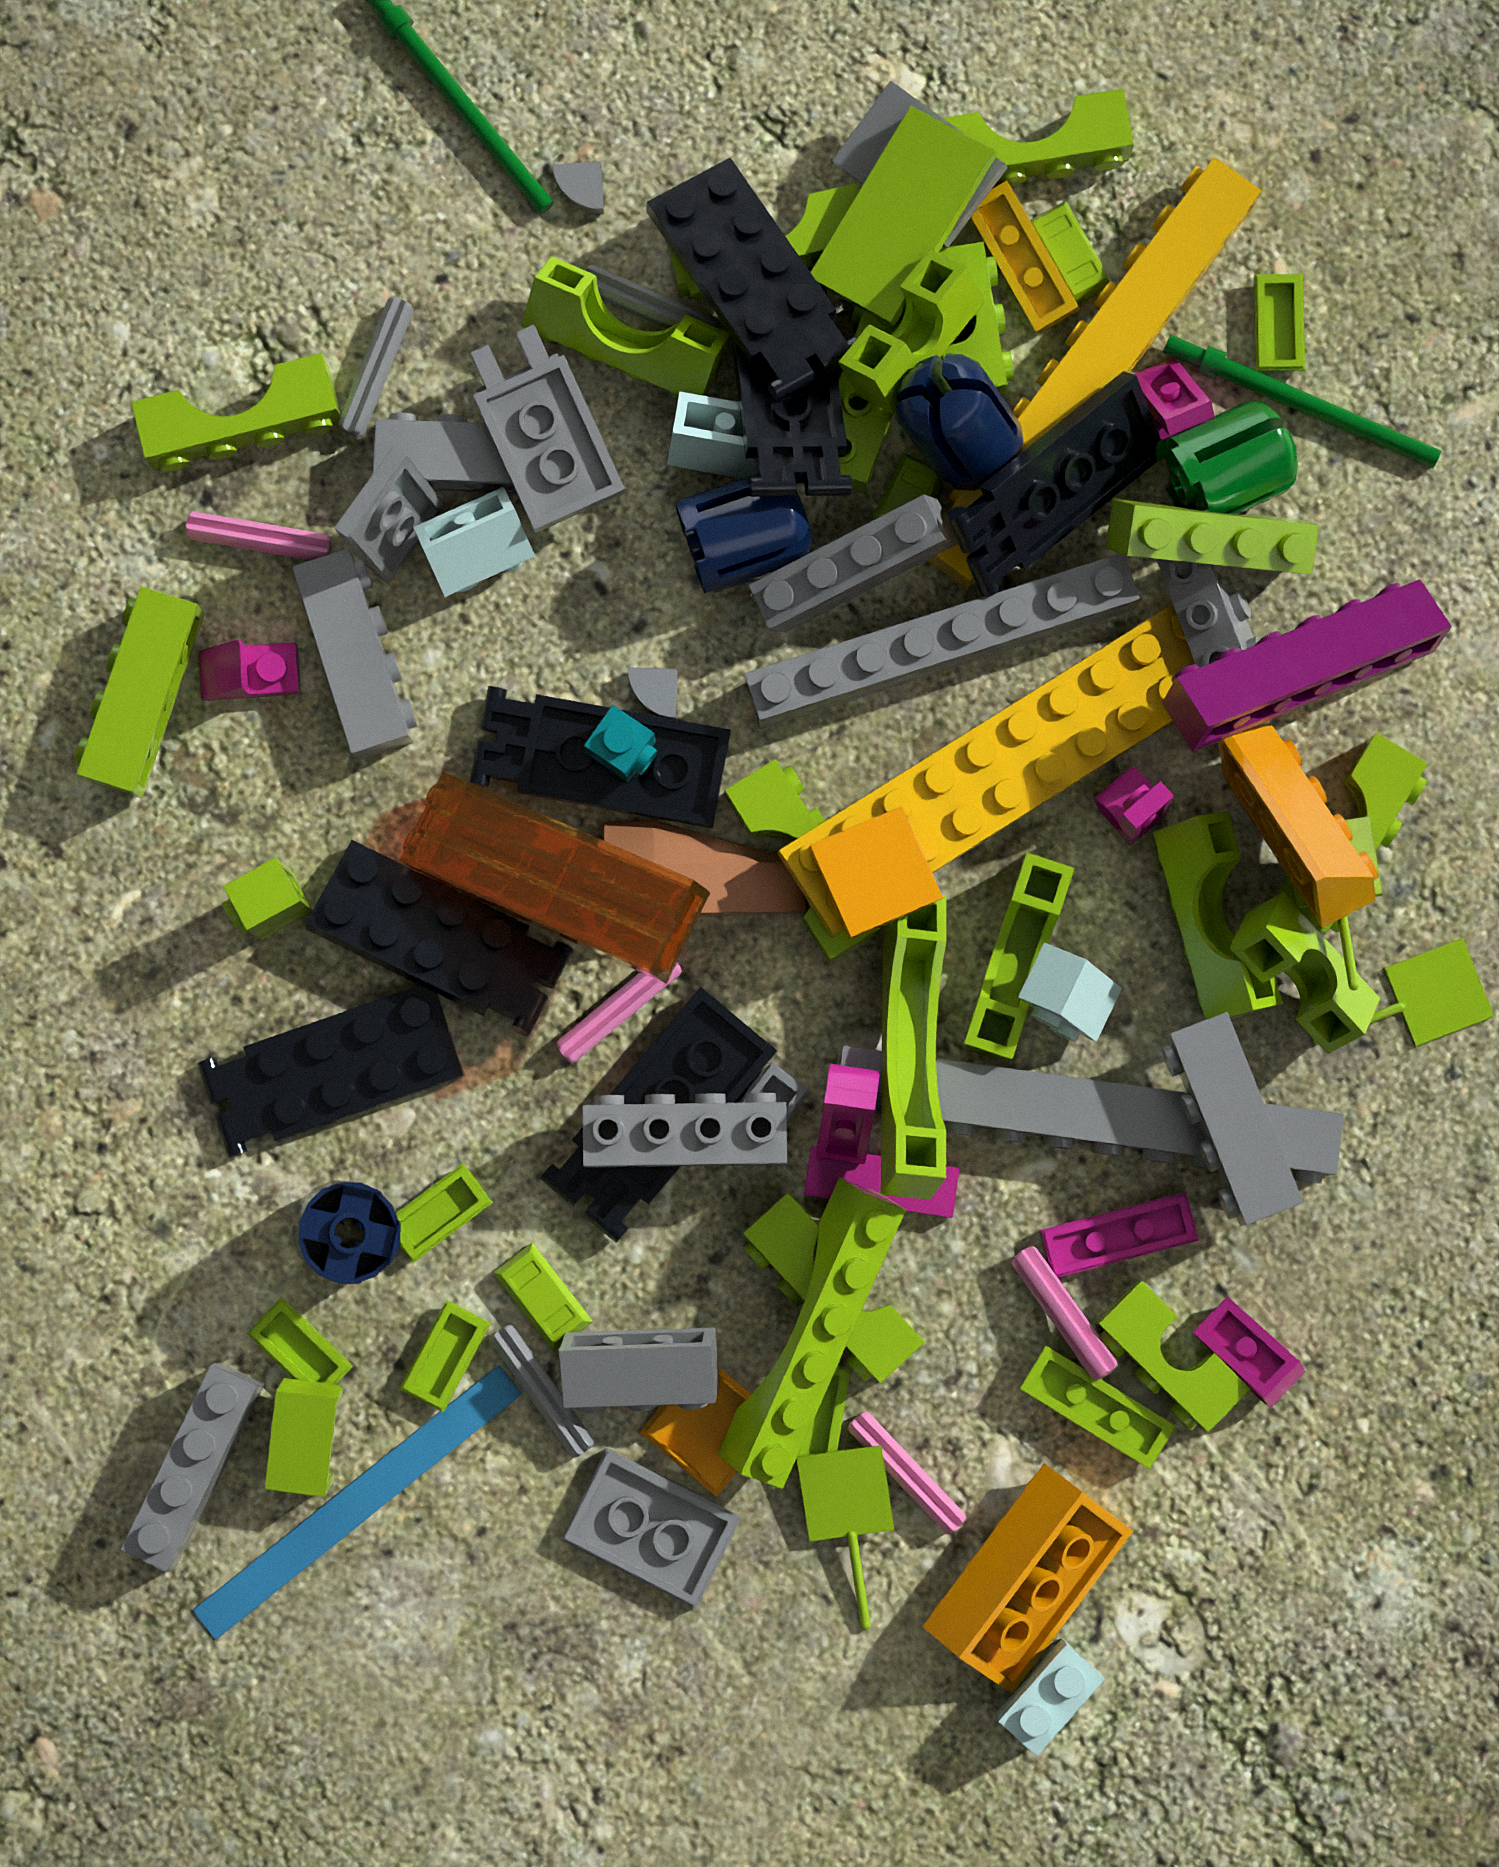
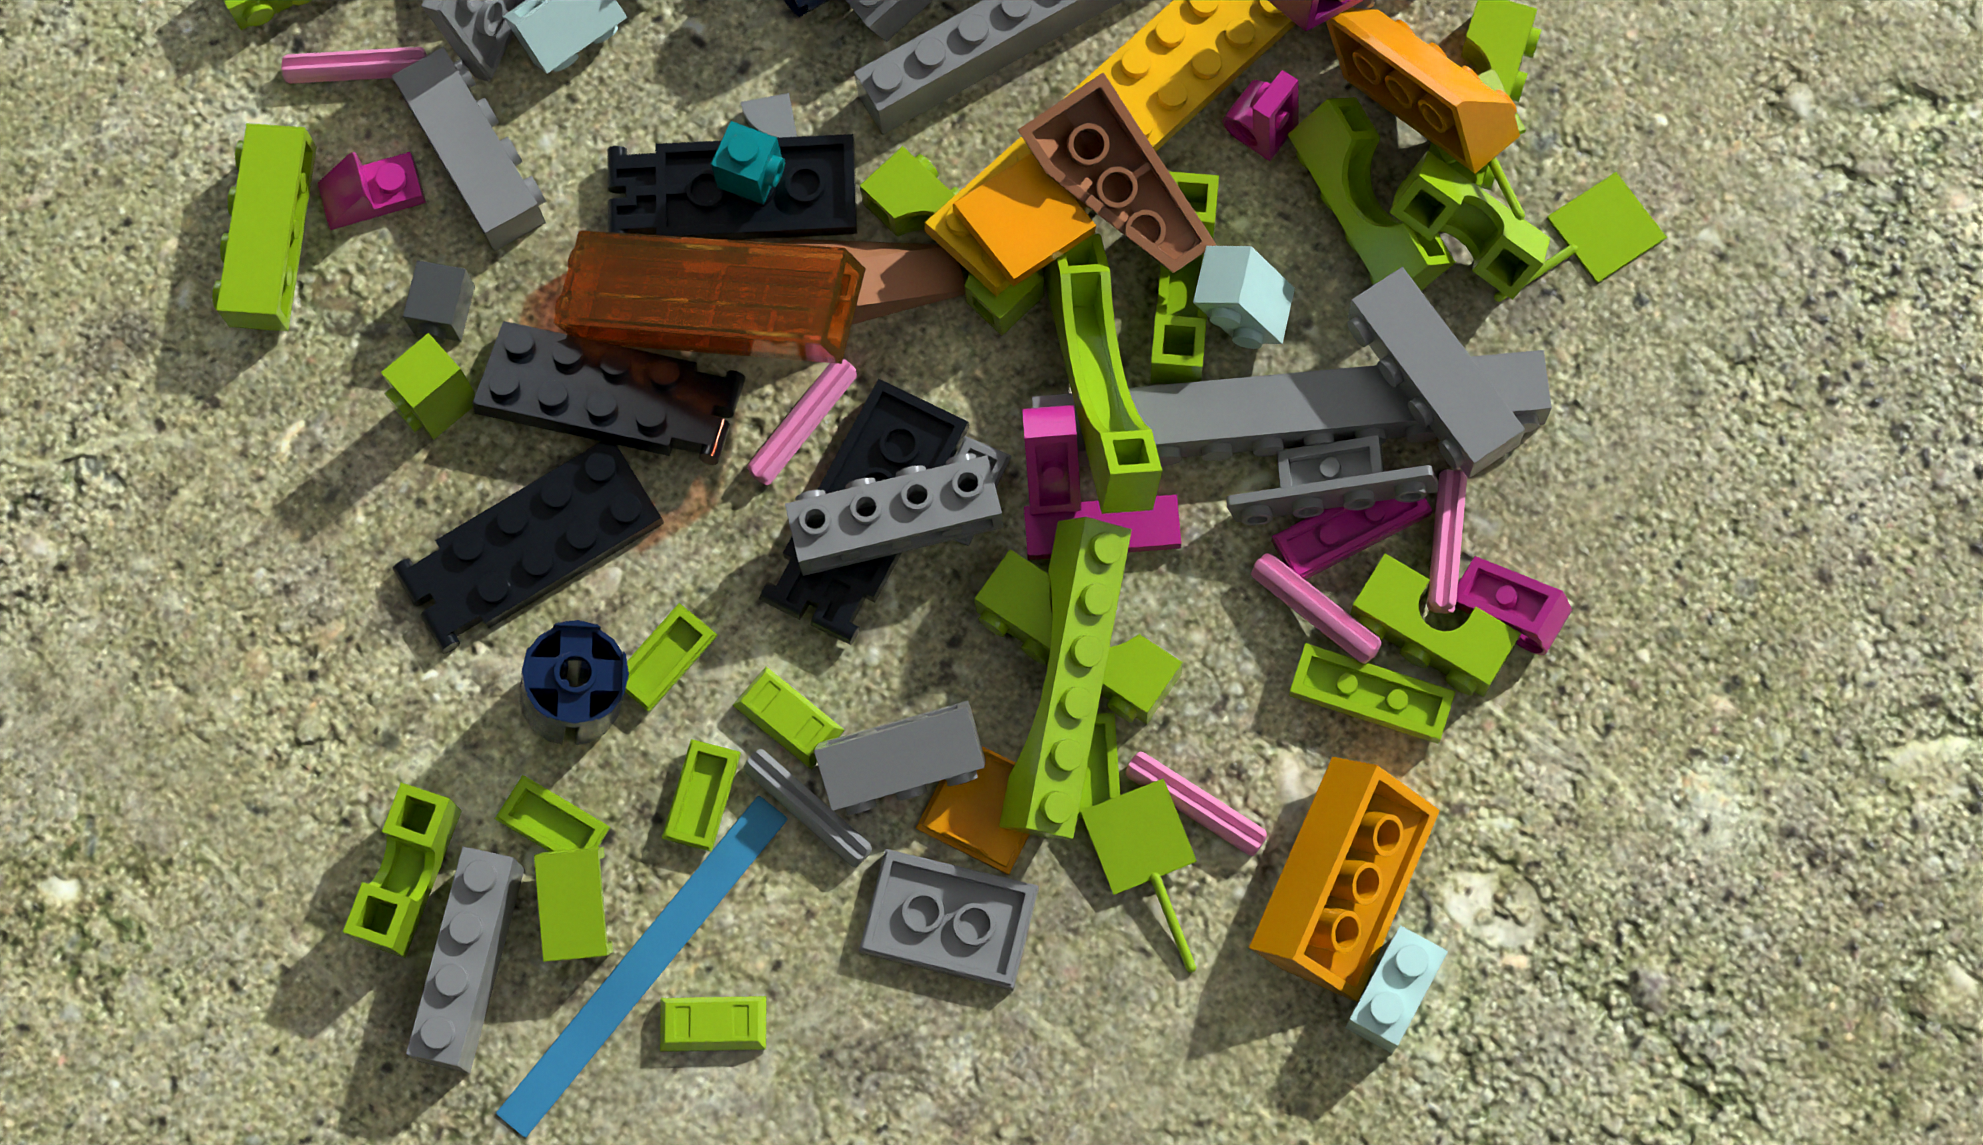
camera: 10 degrees left, 10 degrees down
(148, 1377) = (416, 844): none -> lime arch
(292, 808) = (438, 301): none -> dark grey brick
(411, 1574) = (713, 1023): none -> lime tile
(964, 834) = (1110, 166): none -> nougat wedge
(1113, 1188) = (1332, 477): none -> light grey bracket
(1203, 1279) = (1447, 541): none -> bright pink axle

